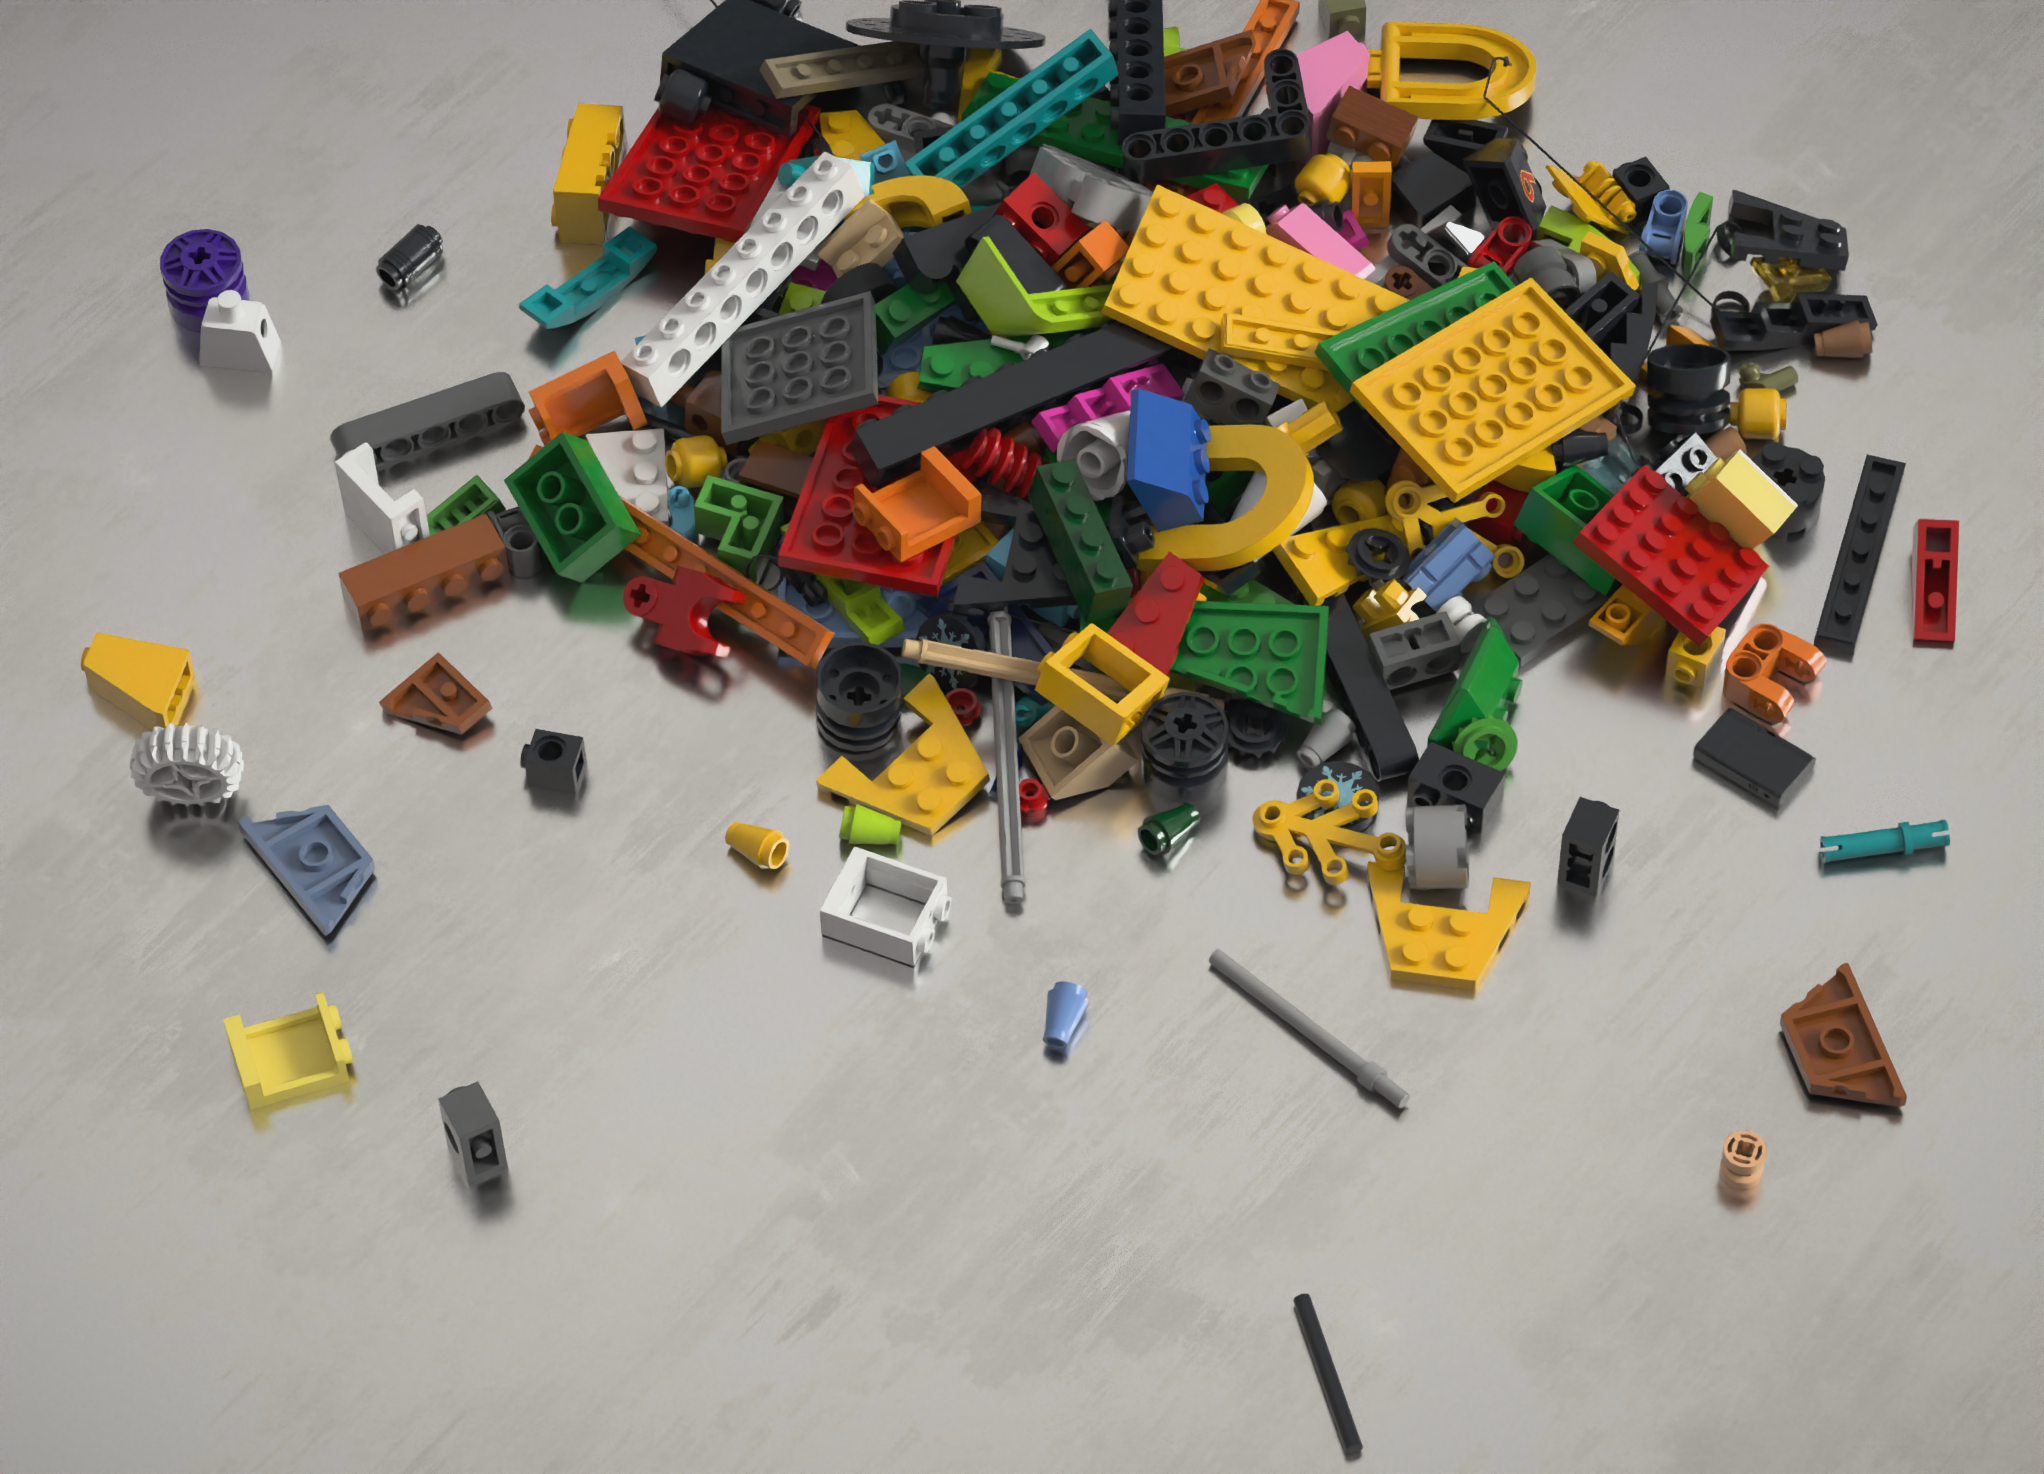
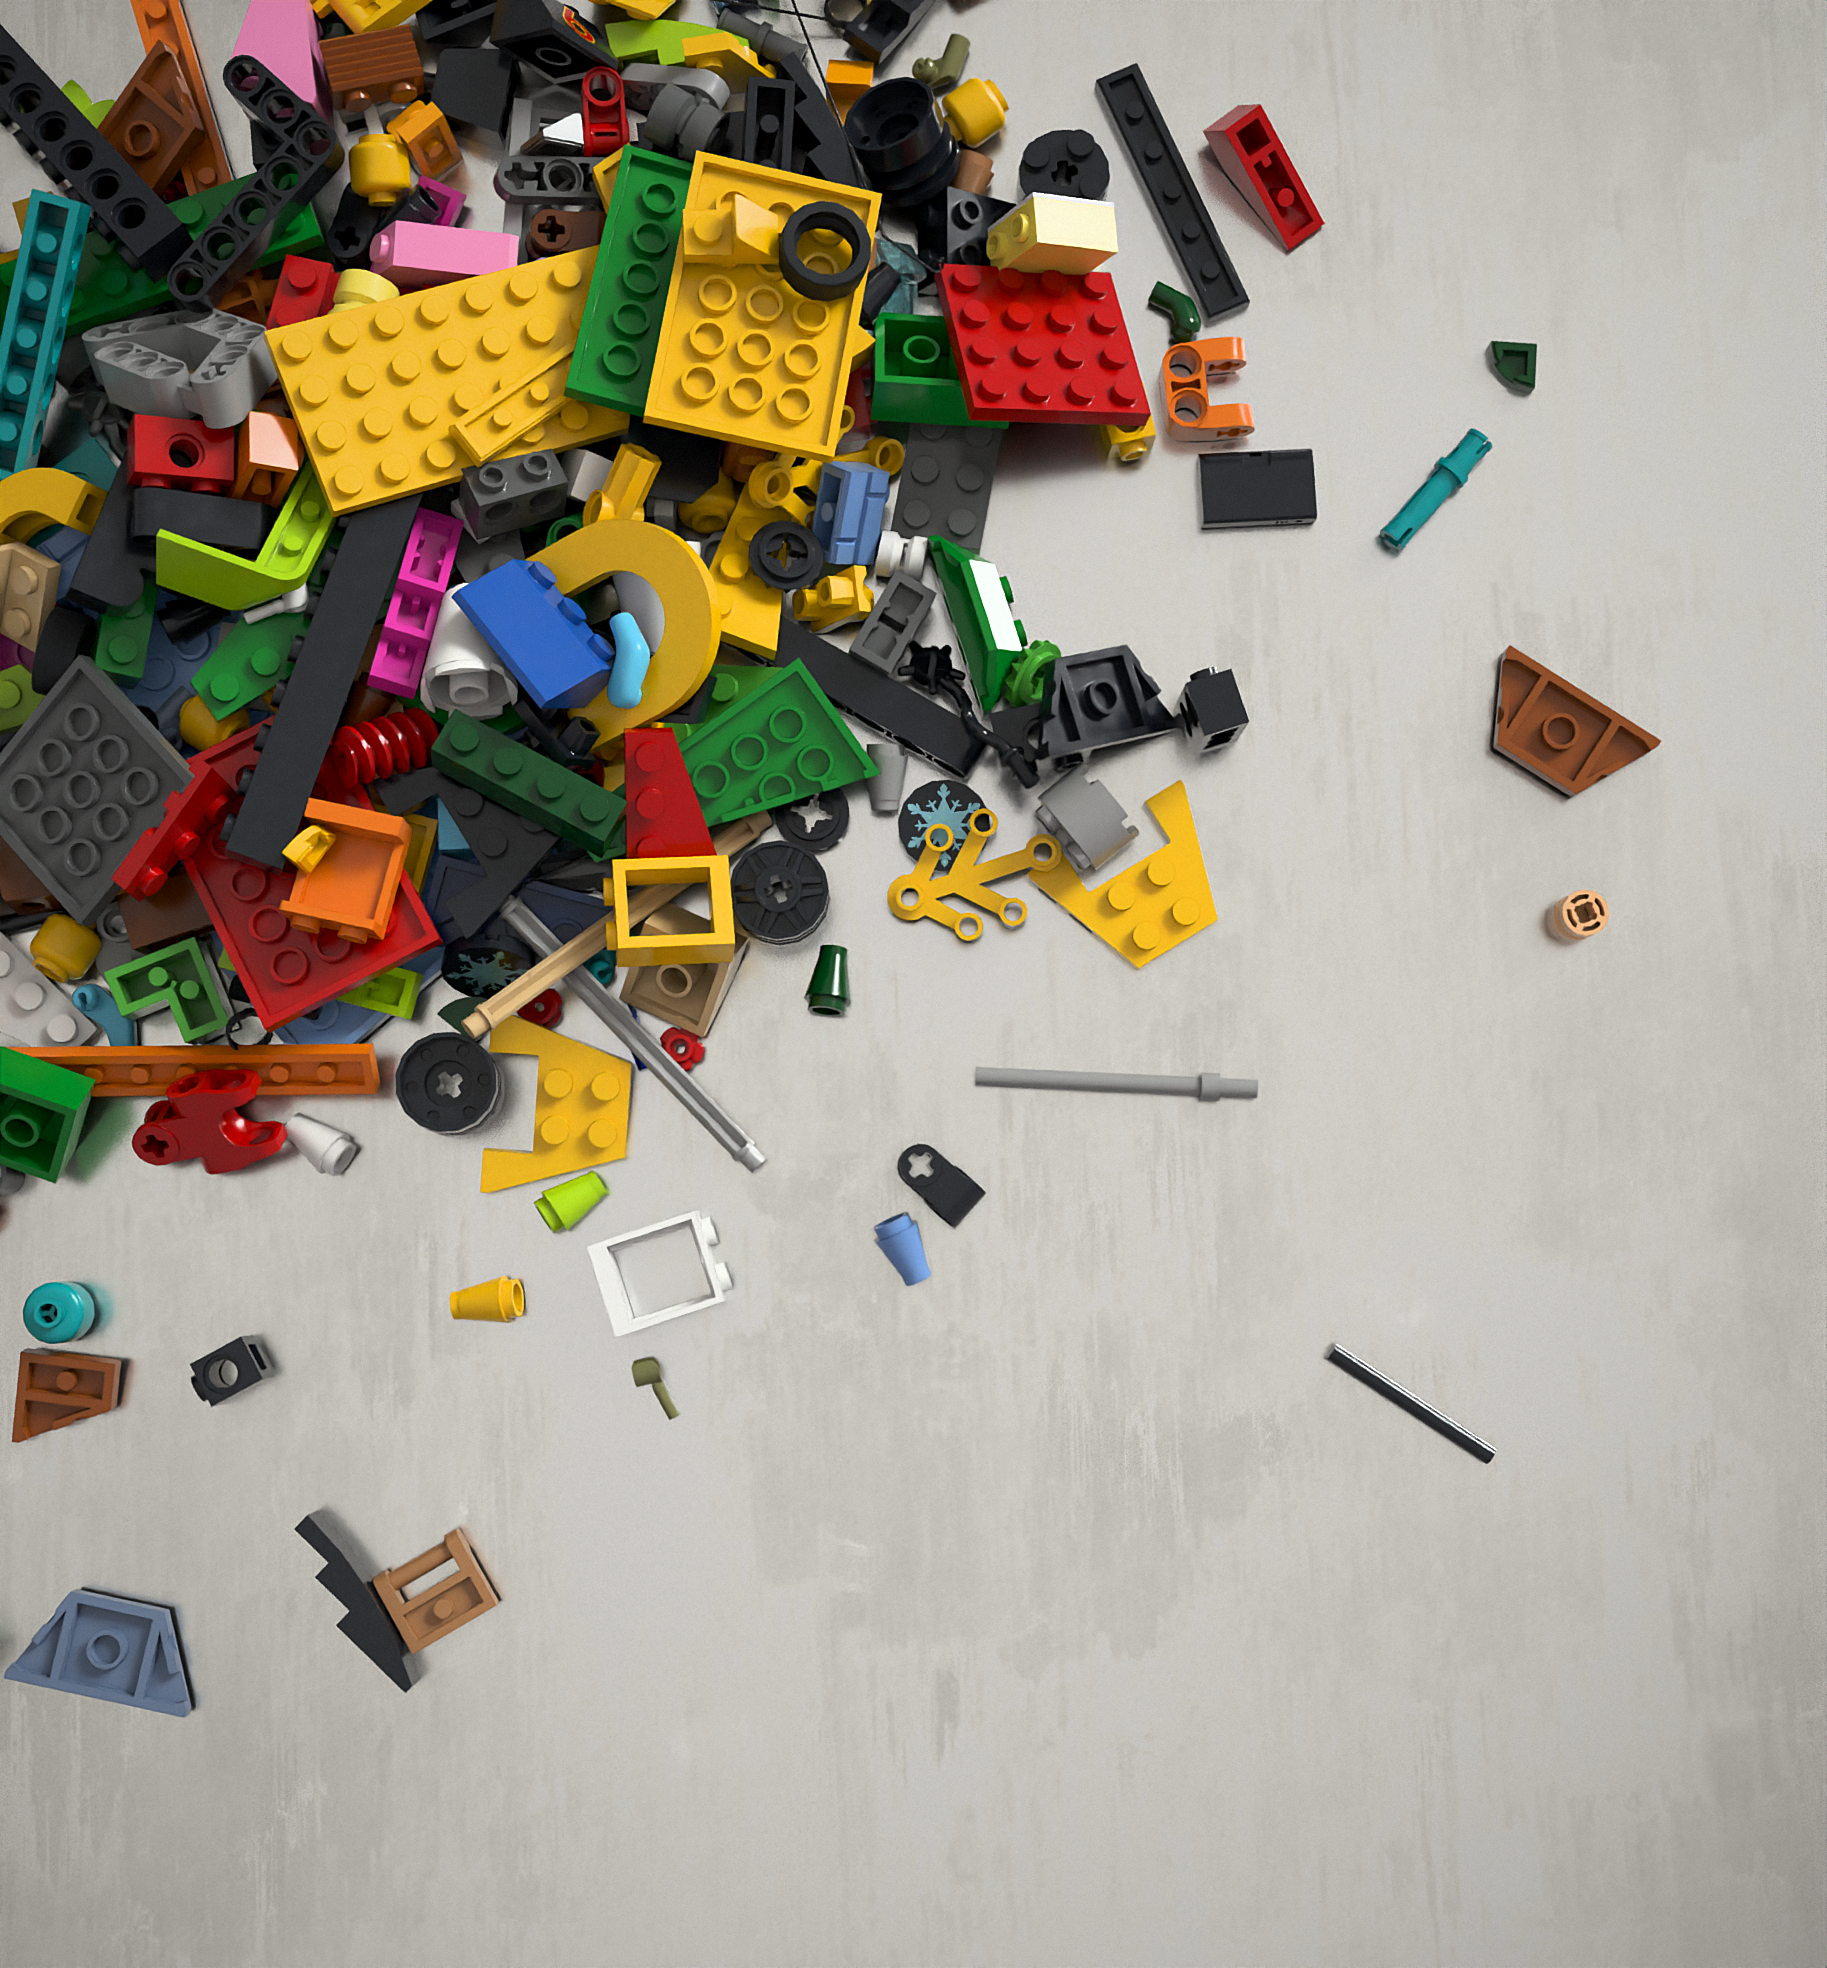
camera: 45 degrees left, 30 degrees up
(289, 1054) = (269, 1863): light yellow panel -> none
(473, 1131) = (514, 1816): dark grey brick -> none
(483, 649) = (58, 1312): none -> teal head
(498, 954) = (368, 1620): none -> black slope
(548, 991) = (443, 1605): none -> medium nougat plate
(742, 683) = (321, 1145): none -> white cone
(821, 965) = (649, 1371): none -> olive hand
(832, 412) = (185, 820): none -> red wing
(905, 472) = (309, 847): none -> yellow tile
(1125, 989) = (947, 1187): none -> black piece
(1208, 512) = (629, 664): none -> medium azure arm
(1421, 702) = (933, 669): none -> black piece
(1509, 332) = (731, 236): none -> yellow slope
(1513, 783) = (1099, 702): none -> black wing
(1571, 358) = (839, 220): none -> black tyre
(1626, 619) = (1043, 448): light orange slope -> none
(1800, 619) = (1181, 308): none -> dark green arm
(2018, 811) = (1514, 363): none -> dark green tile

